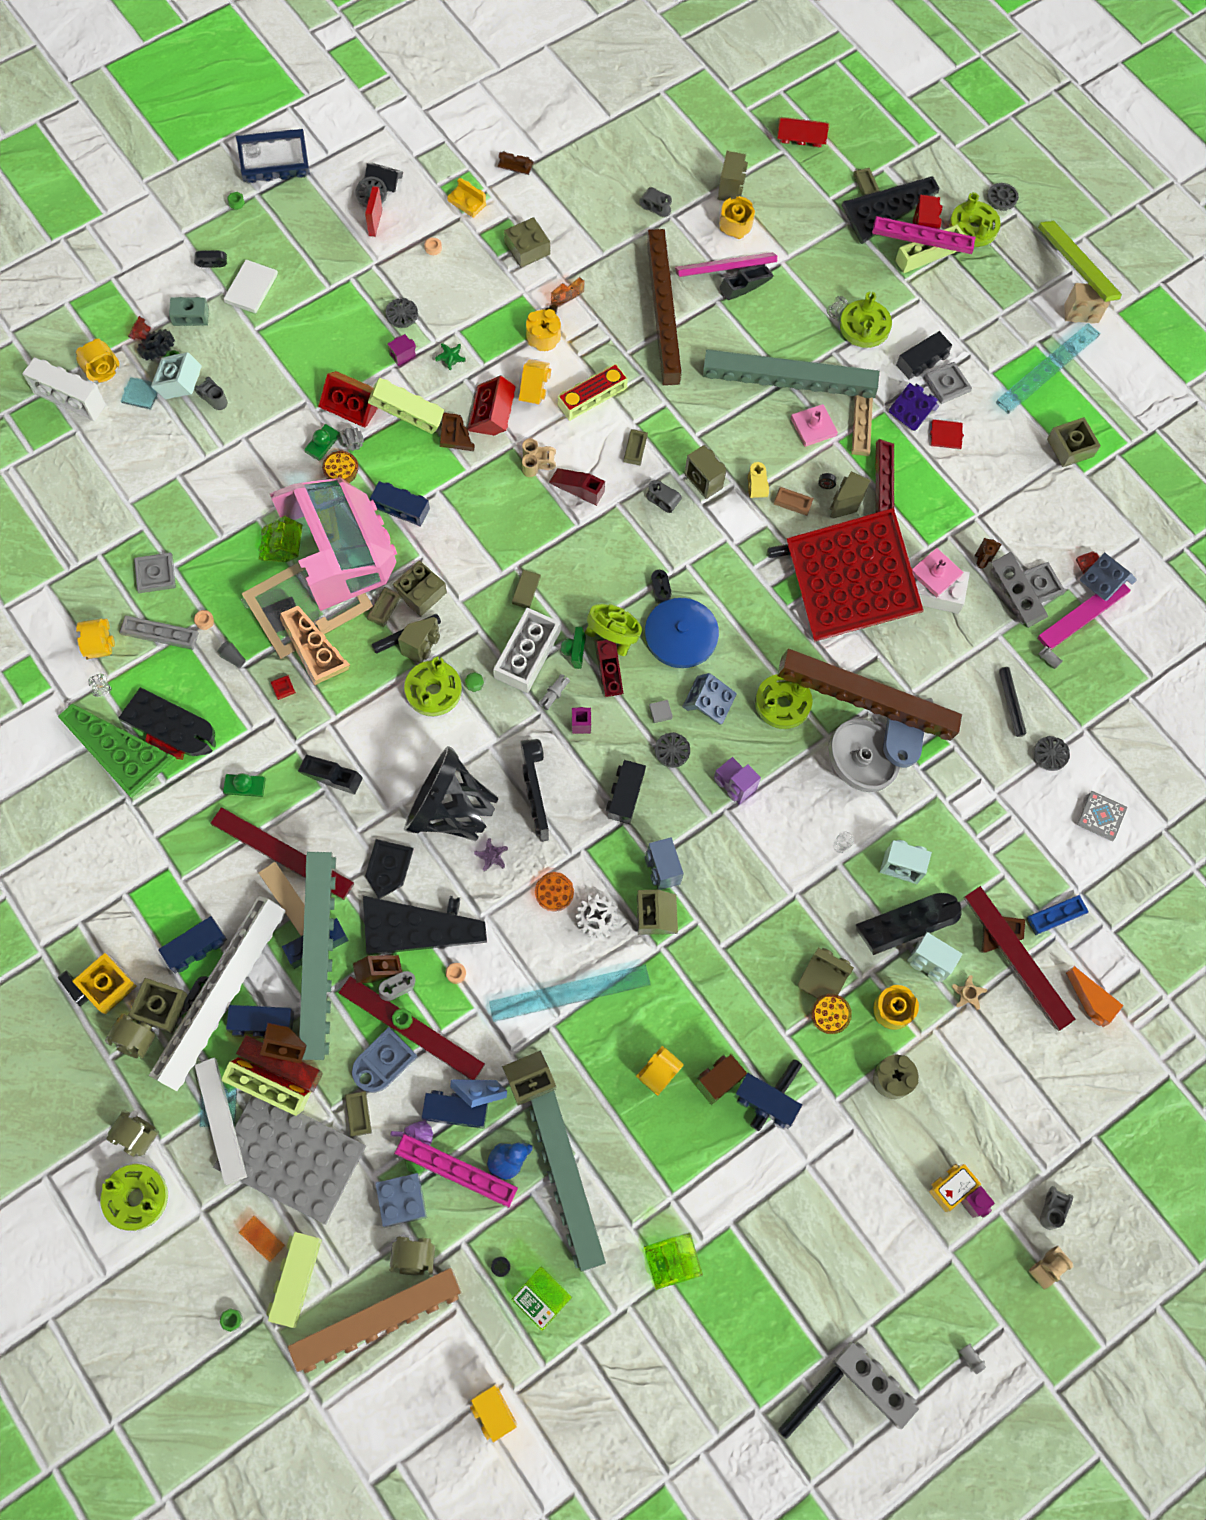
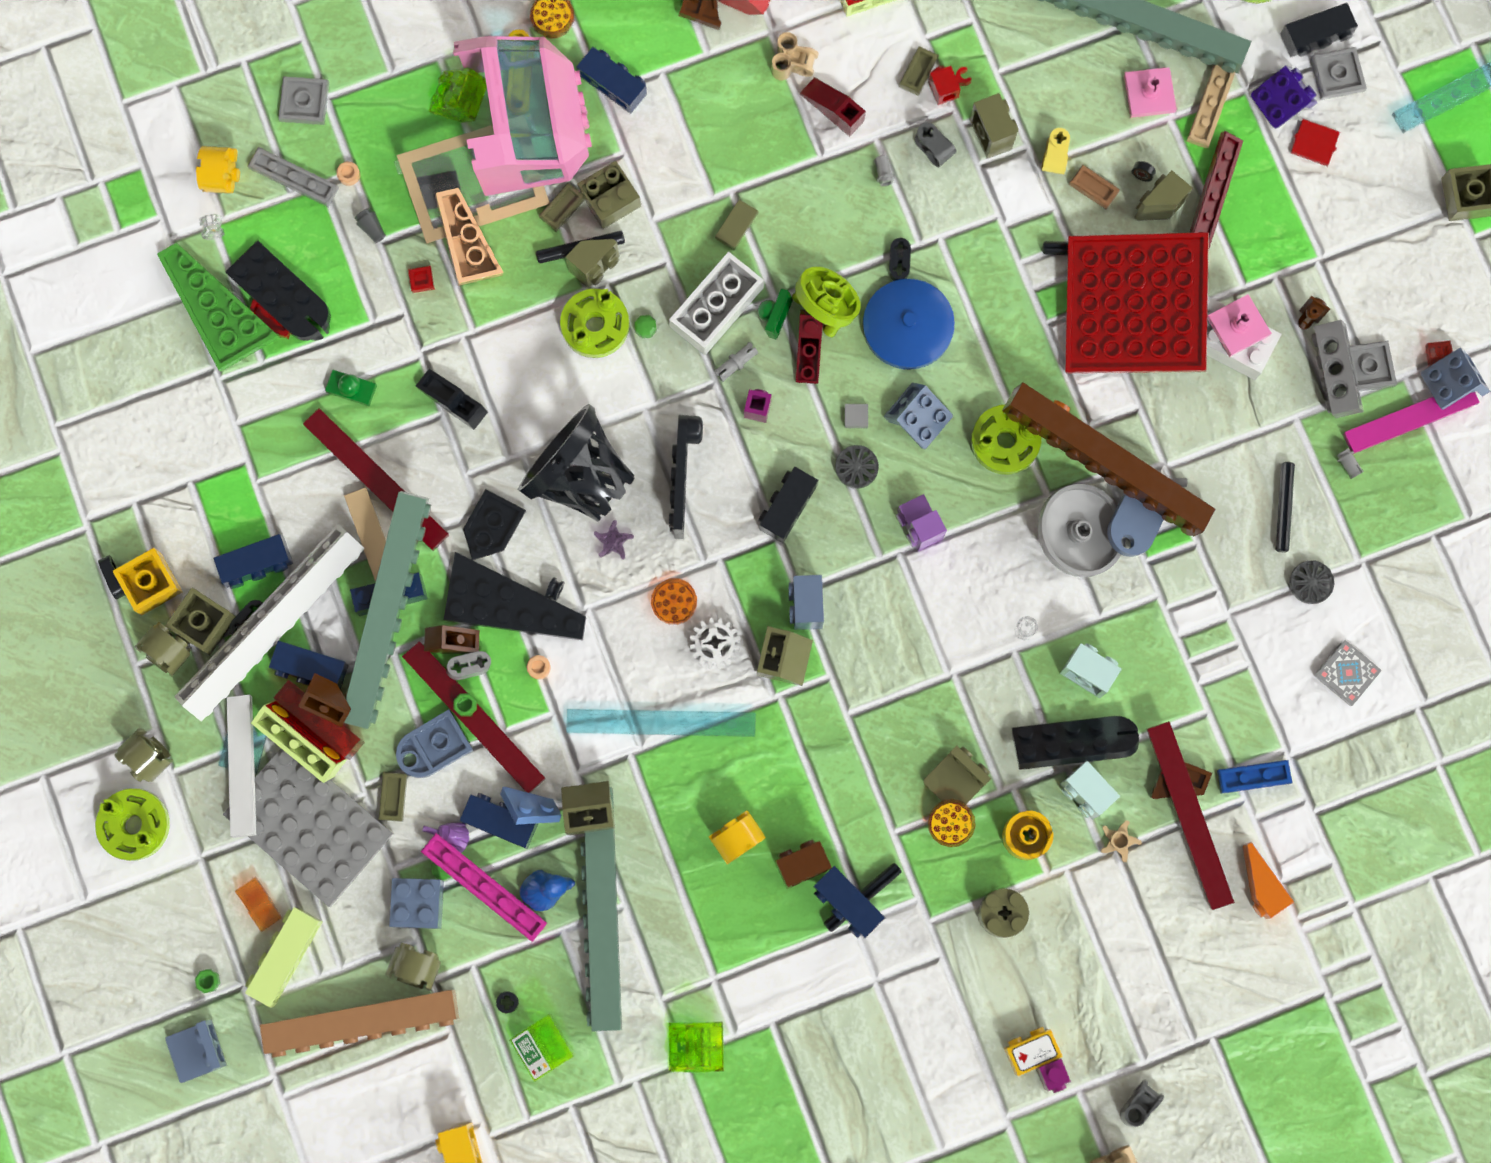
camera: 20 degrees right, 10 degrees up
(234, 1387) = (195, 1051): none -> sand blue bracket
(631, 526) = (885, 176): none -> light grey pin
(660, 451) = (946, 84): none -> red brick

